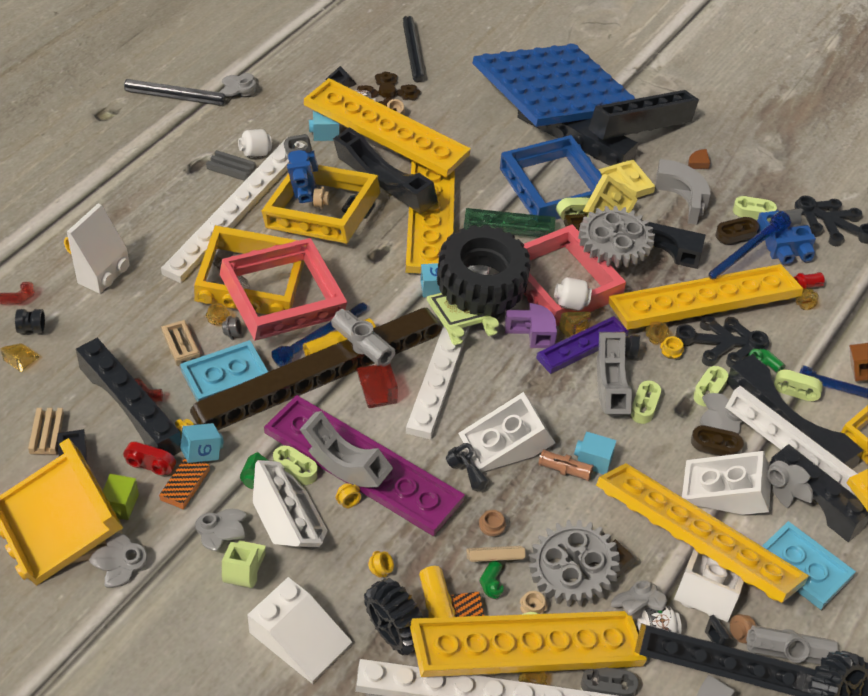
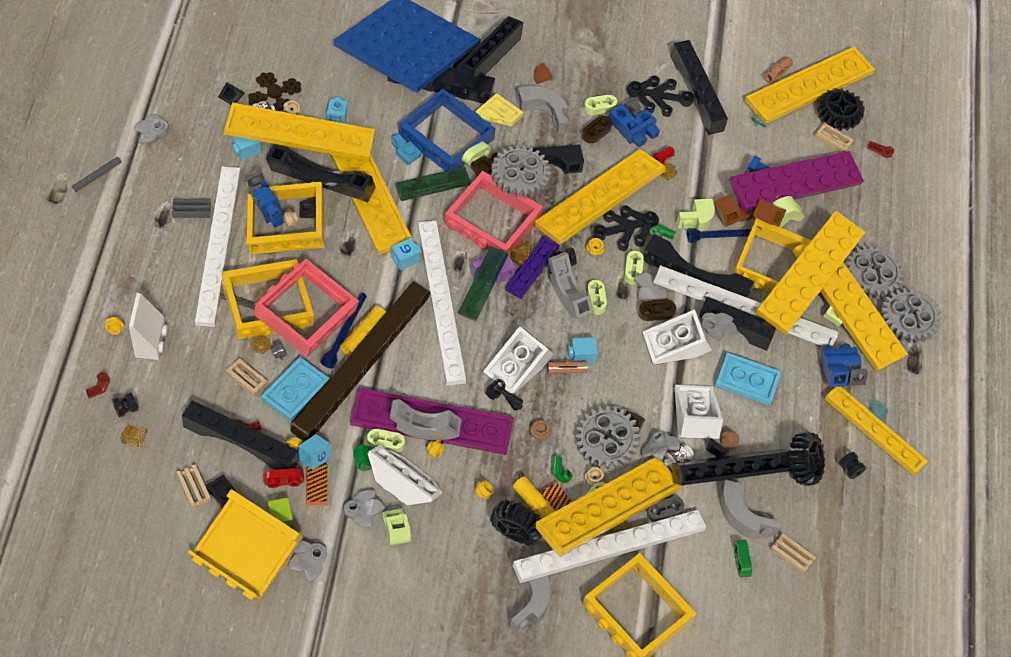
camera: 30 degrees left, 10 degrees up
(131, 111) = (96, 174): none -> dark grey bar
(174, 92) = (102, 154): black axle -> none
(255, 143) = (201, 181): white head -> none
(298, 630) = (457, 557): white slope -> none
(363, 337) = (377, 322): light grey piece -> none
(378, 385) = (408, 353): clear red panel -> none
(413, 49) = (272, 42): black axle -> none
(445, 121) = (338, 108): none -> medium azure brick
(456, 319) = (439, 274): yellowish green flag -> none
(478, 291) = (448, 218): black tyre -> none
(495, 553) = (554, 451): tan tile -> none
(497, 185) = (405, 151): none -> dark azure plate
(507, 336) = (483, 283): none -> clear green plate
(573, 294) = (515, 233): white head -> none
(610, 194) = (498, 137): light yellow wing -> none
(663, 332) = (584, 238): clear yellow plate -> none
(703, 532) = (677, 382): yellow plate -> none
(776, 643) = (764, 439): light grey piece -> none
(778, 222) = (628, 116): clear blue piece -> none
(798, 385) = (691, 245): yellowish green beam -> none
(823, 359) = (699, 218): none -> yellowish green brick

